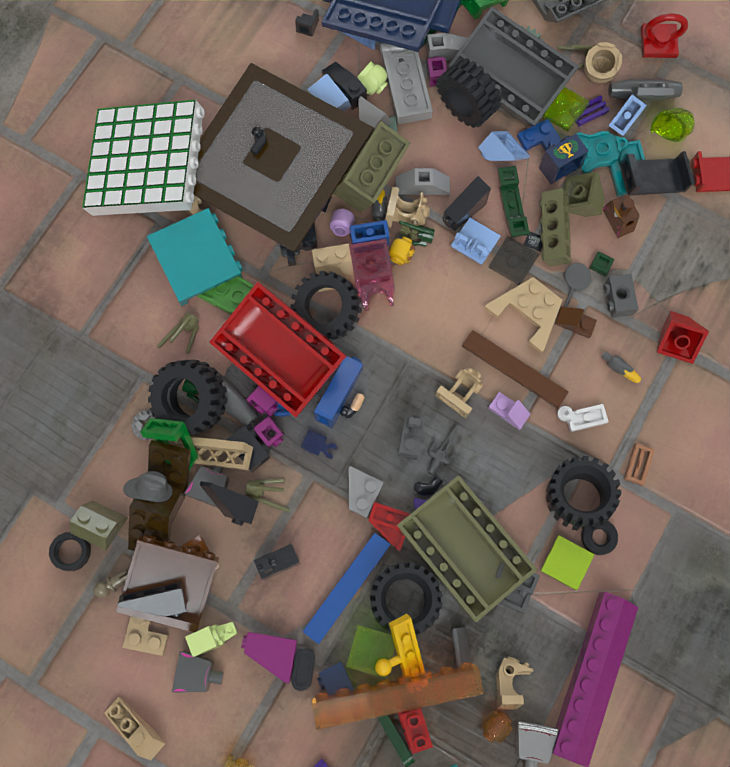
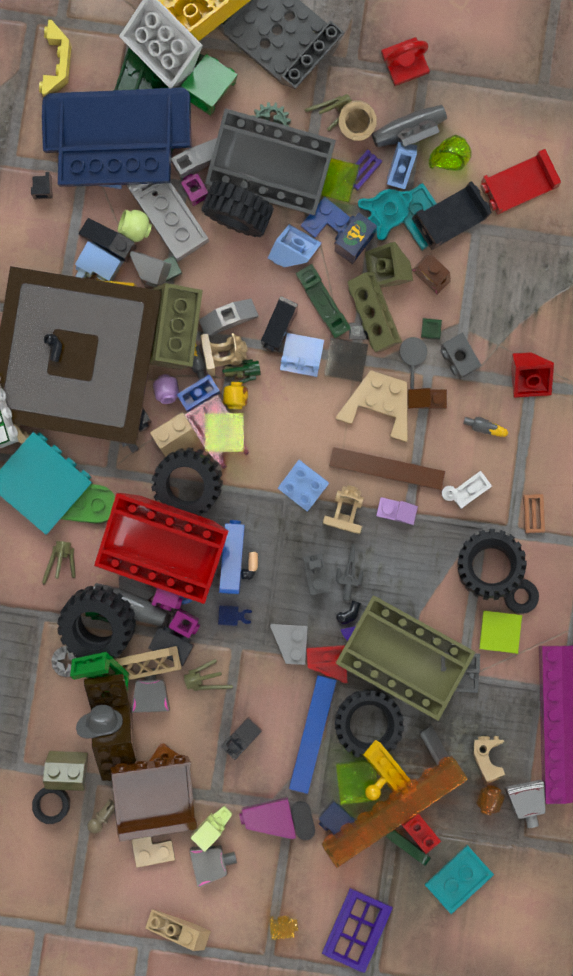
camera: 20 degrees left, 10 degrees up
(160, 600) = (153, 815): slope -> none
(231, 504) = (179, 704): black slope -> none
(379, 273) = (224, 432): none -> clear neon green plate
(431, 352) = (303, 485): none -> light blue hinge

